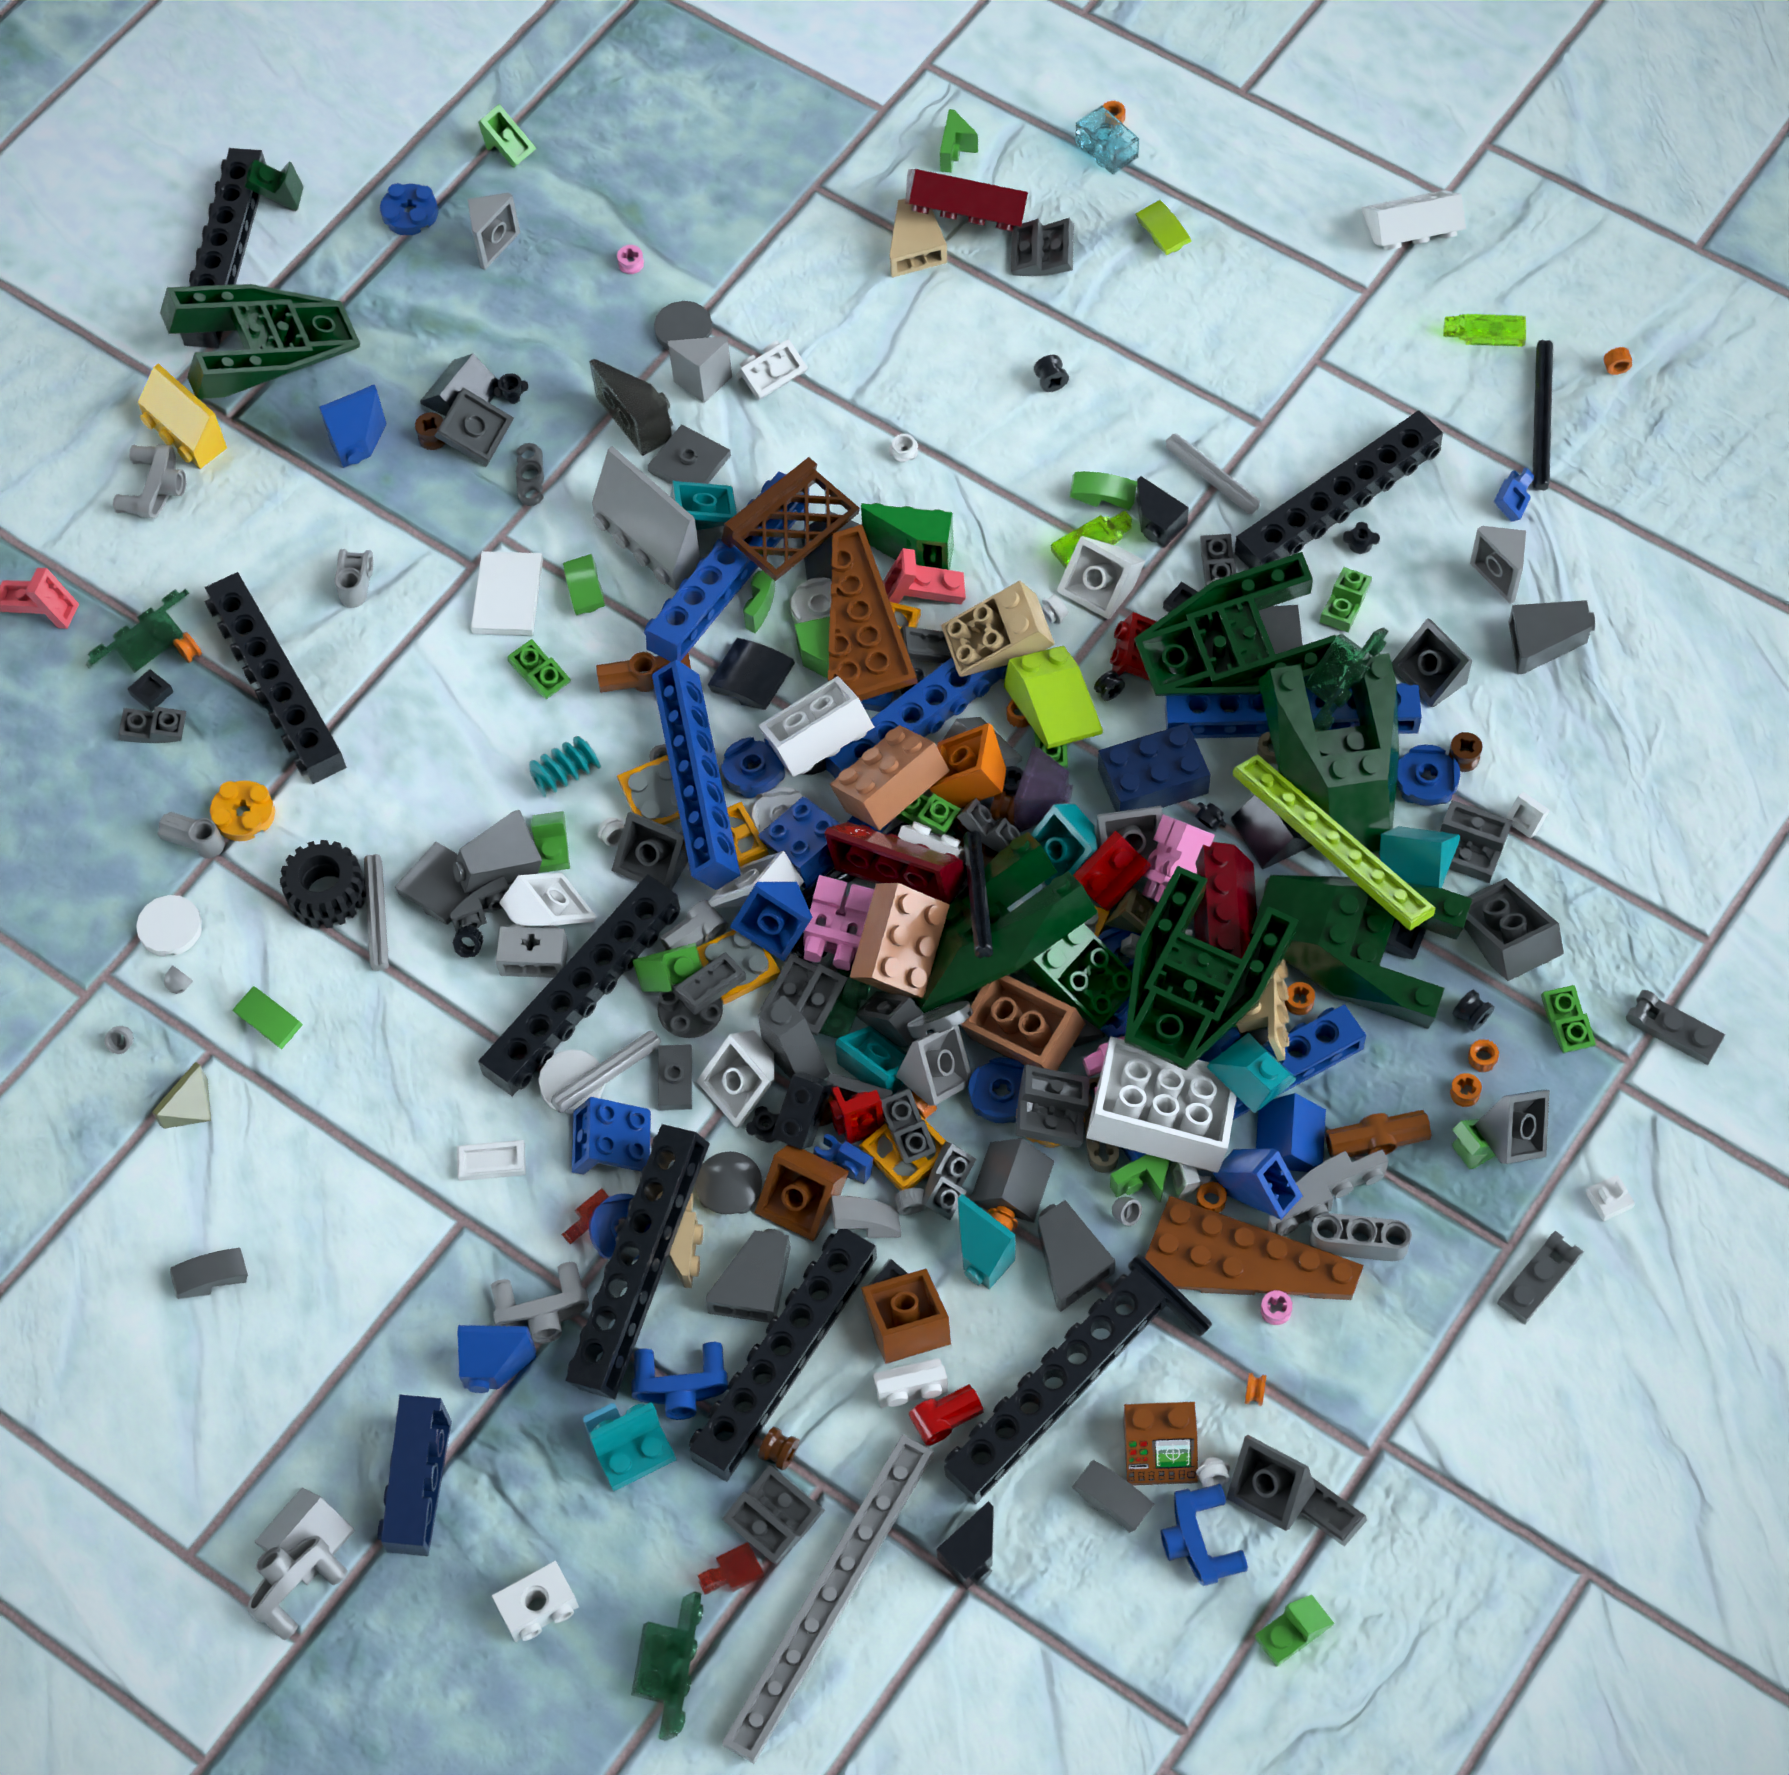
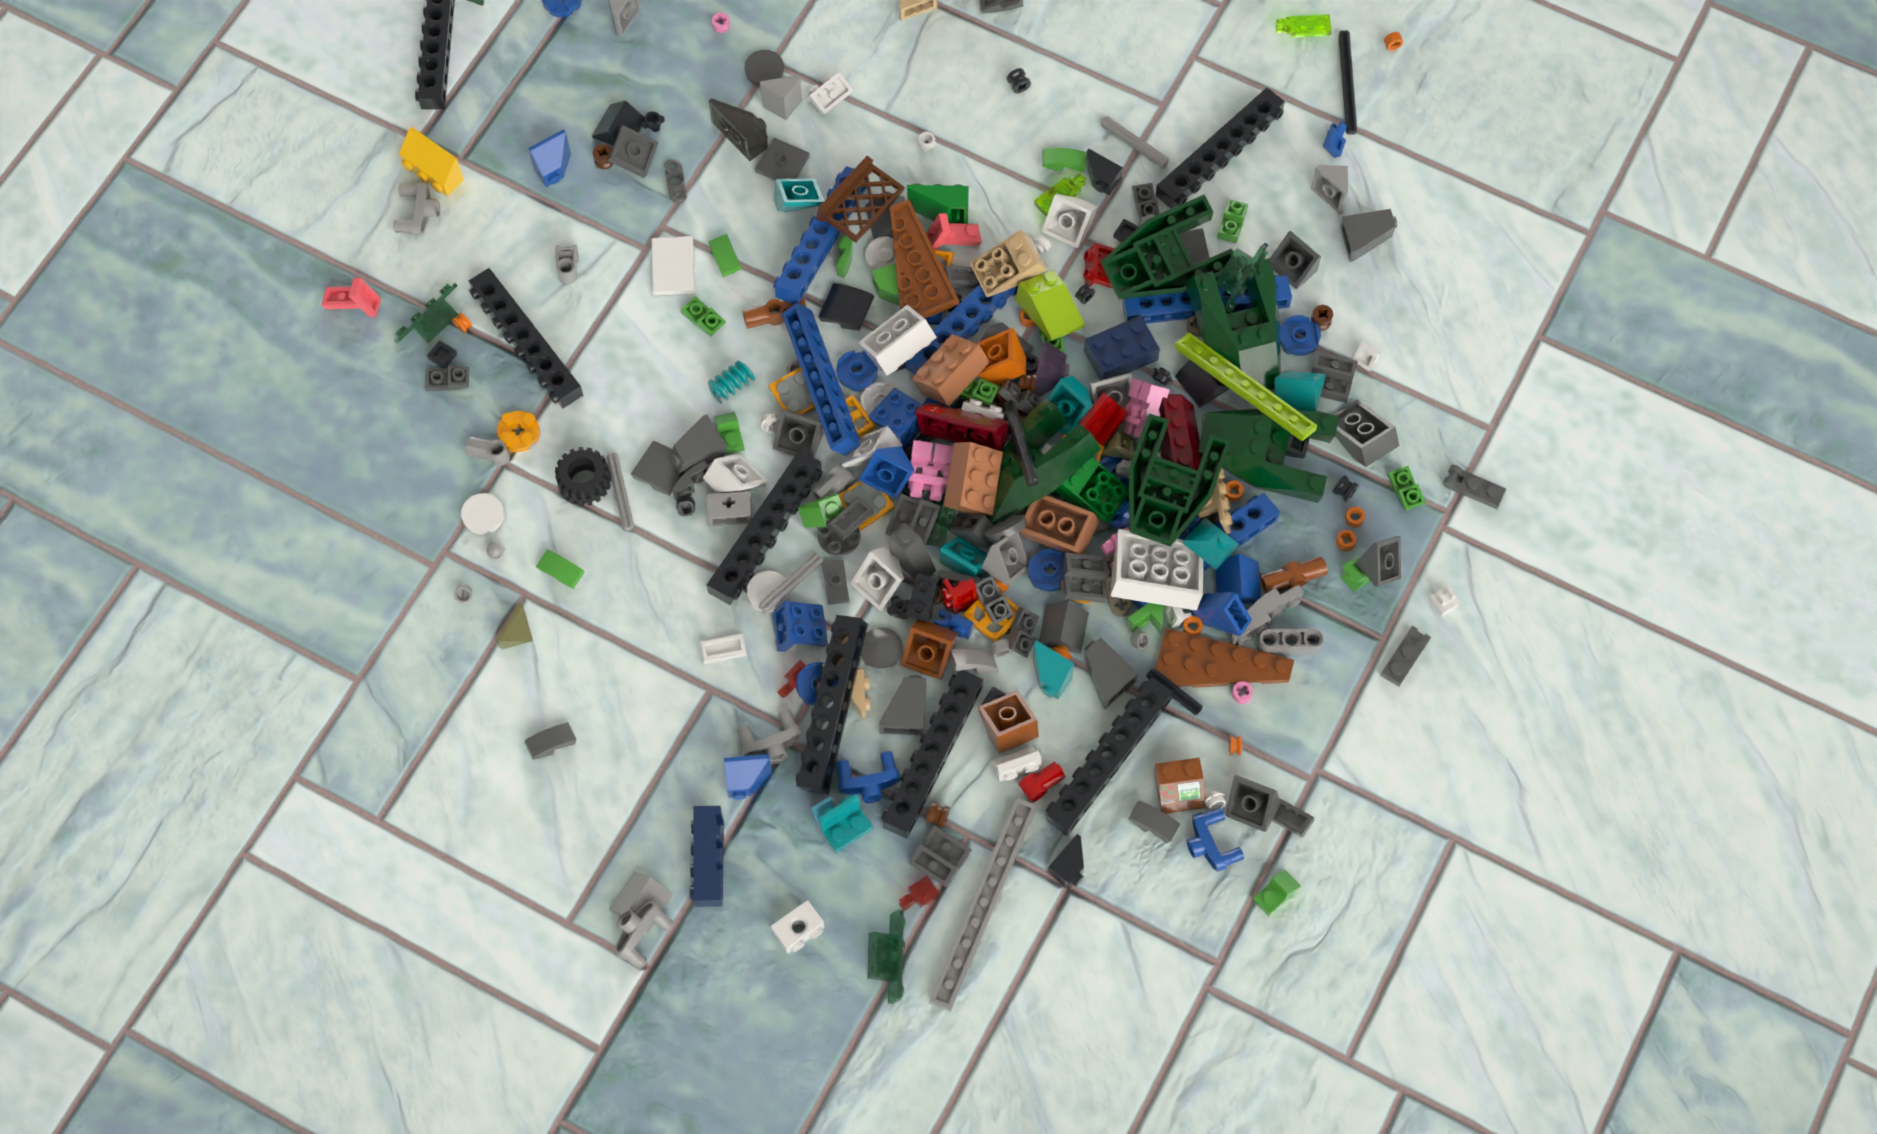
camera: 10 degrees left, 5 degrees up
(276, 327) = (488, 92): dark green wedge -> none
(645, 520) = (762, 208): light grey slope -> none
(1360, 545) = (1235, 182): black plate -> none

